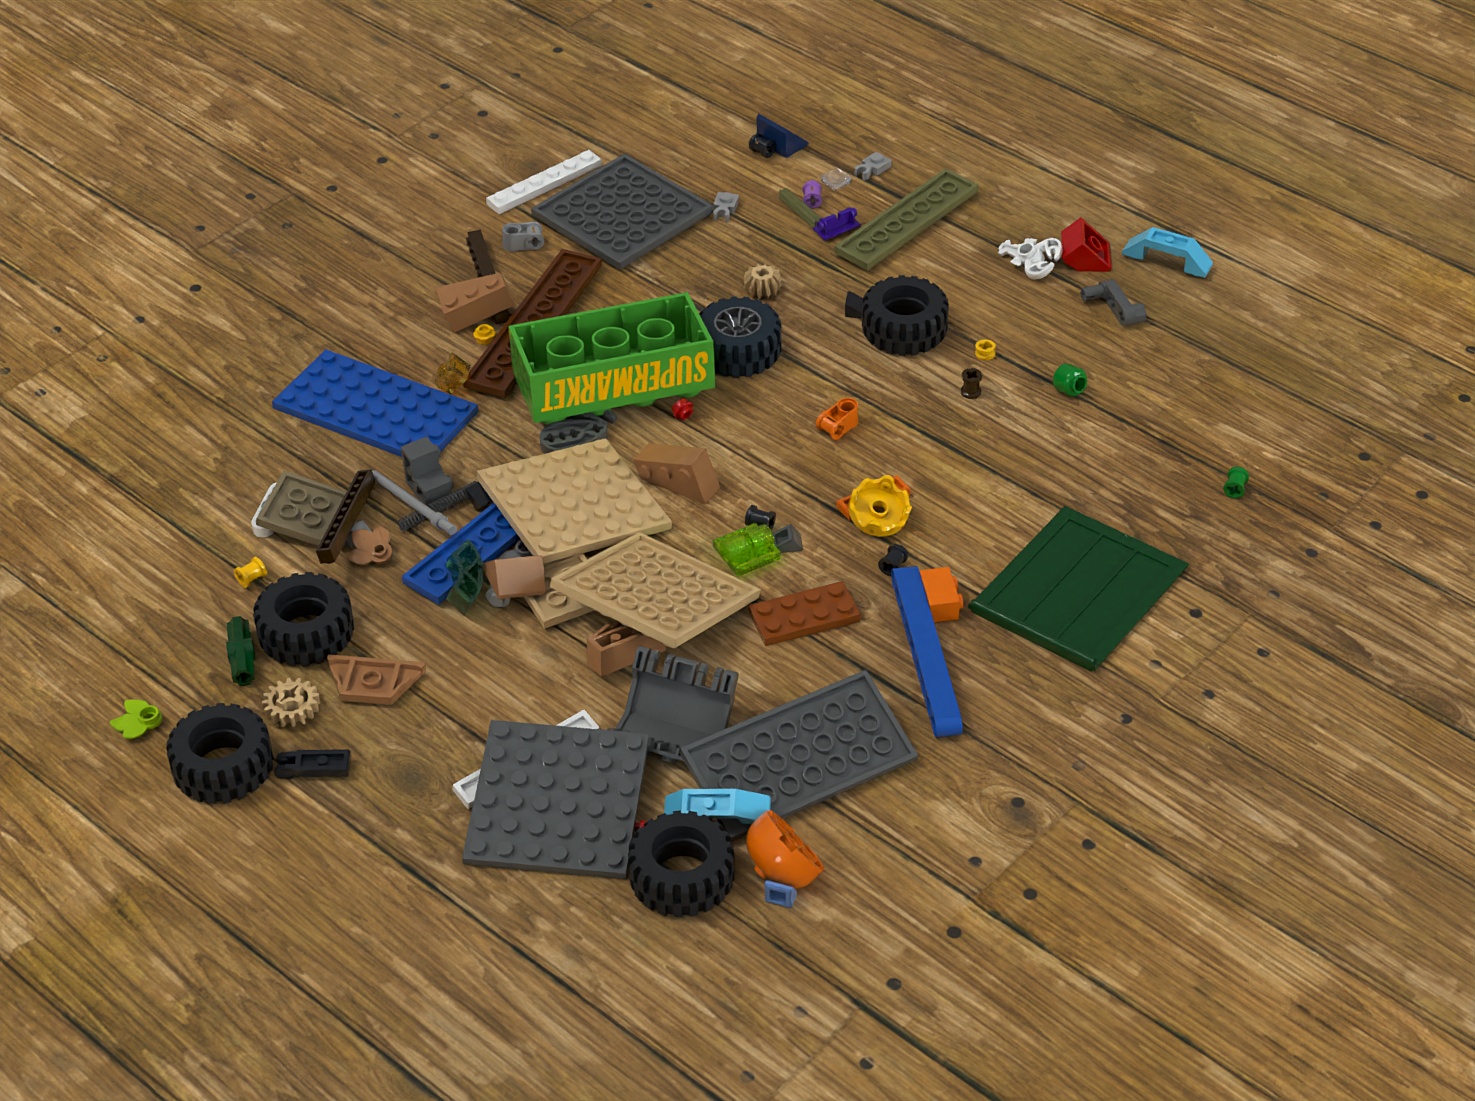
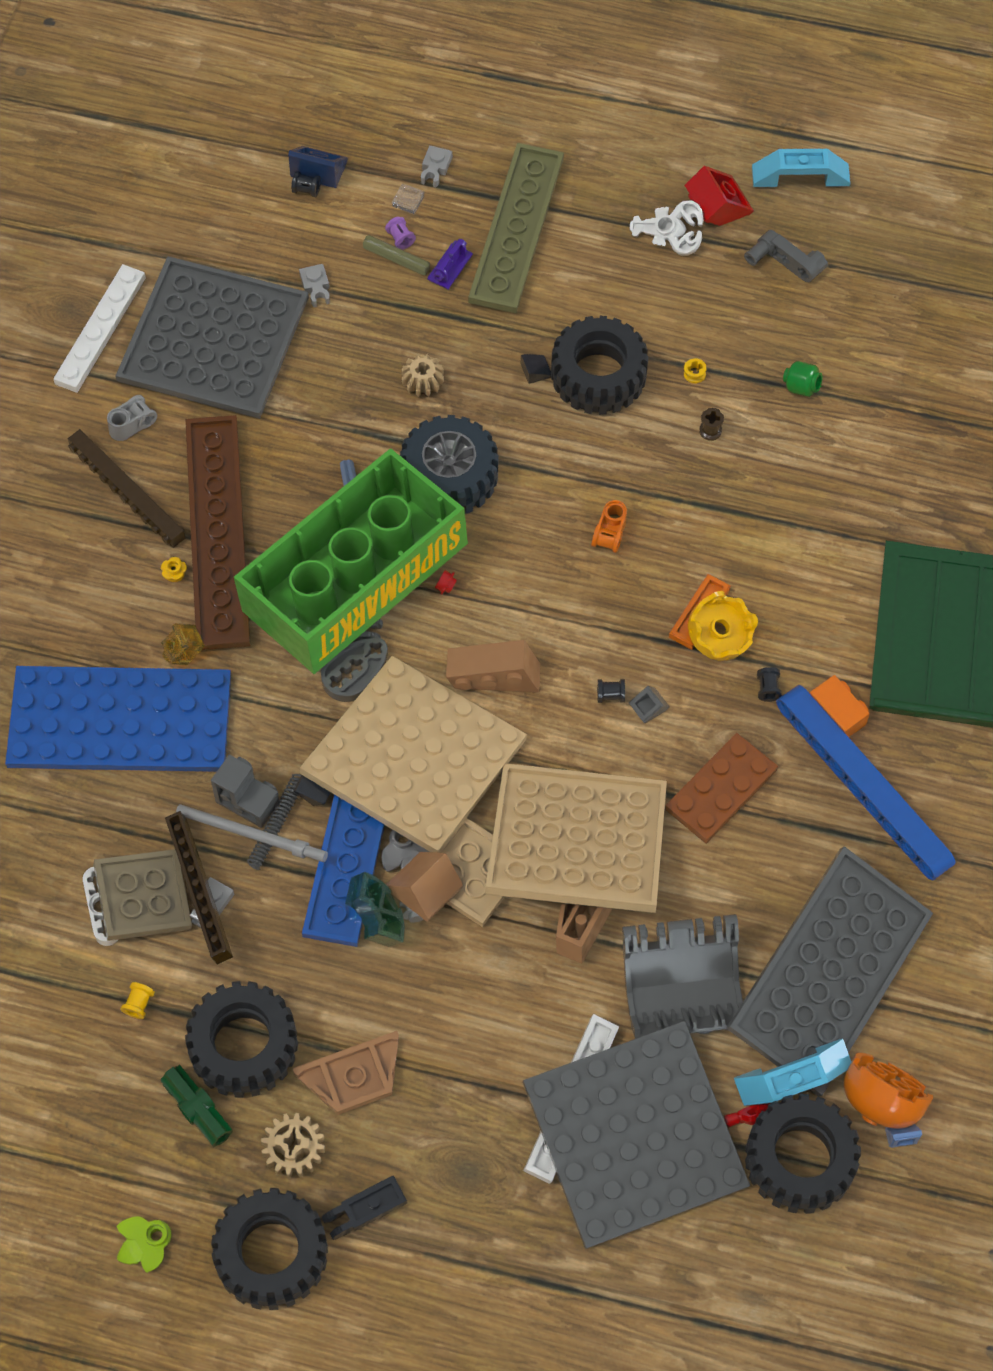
camera: 30 degrees left, 20 degrees up
(367, 545) = (238, 908): medium nougat plate -> none
(474, 300) = (142, 535): medium nougat wedge -> none
(747, 548) = (621, 734): clear neon green plate -> none

